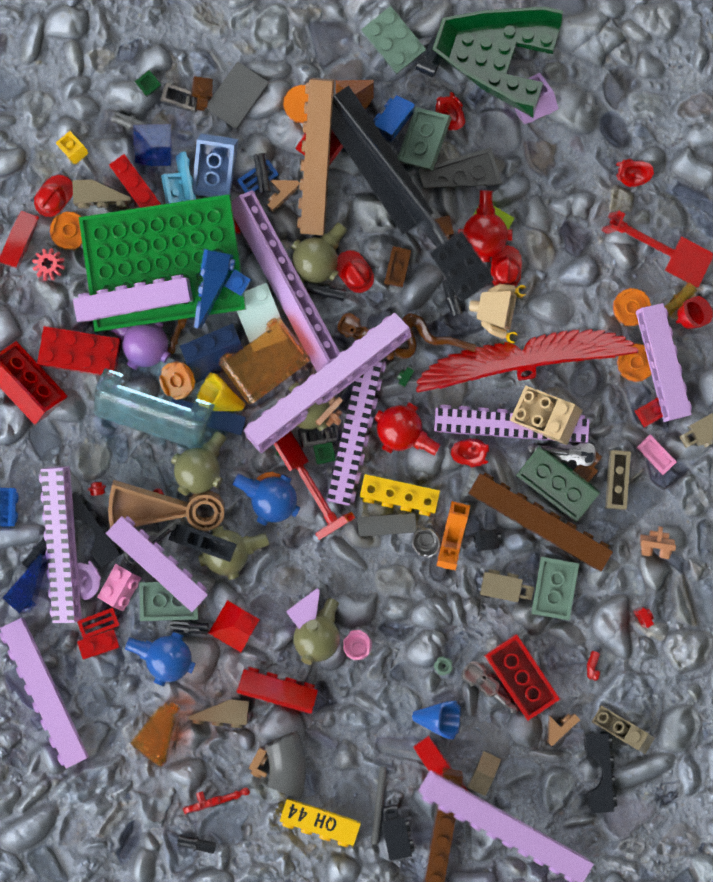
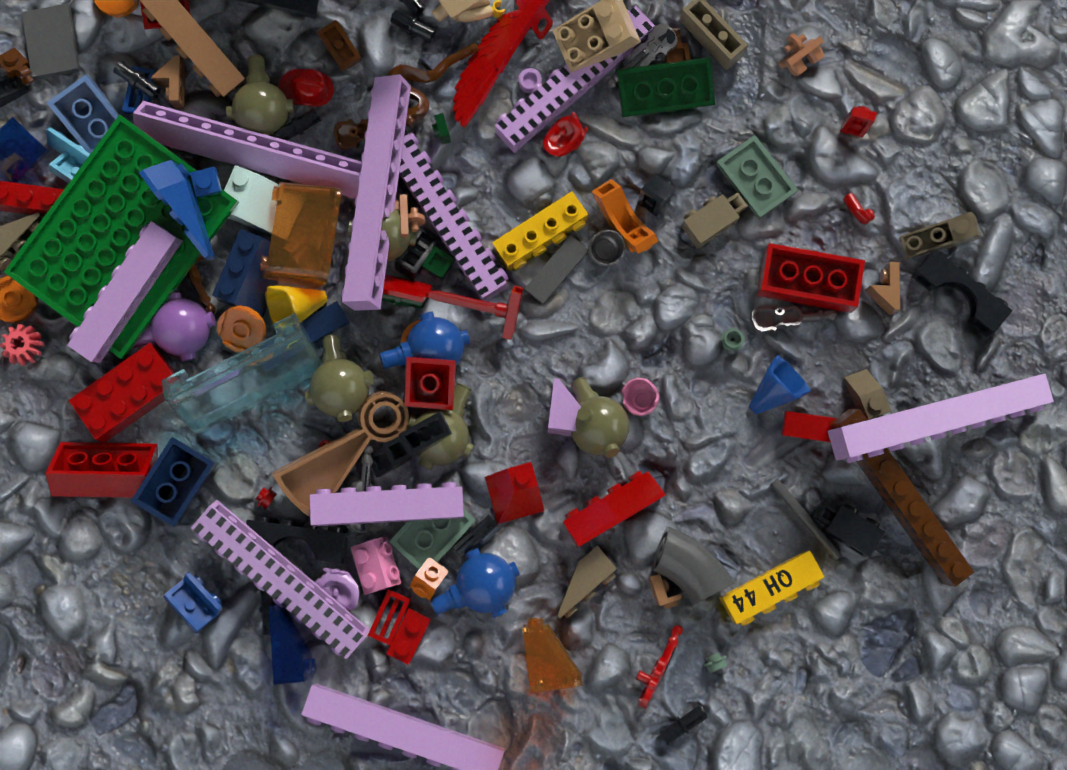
camera: 45 degrees left, 5 degrees down
(56, 431) = (174, 482): none -> dark blue slope
(139, 625) = (428, 579): none -> orange bracket
(248, 520) = (430, 383): none -> red slope
(248, 829) = (715, 662): none -> sand green plate
(402, 429) = (484, 174): red piece -> none
(486, 398) = (529, 79): none -> lavender tile
(540, 522) = (685, 134): reddish brown brick -> none

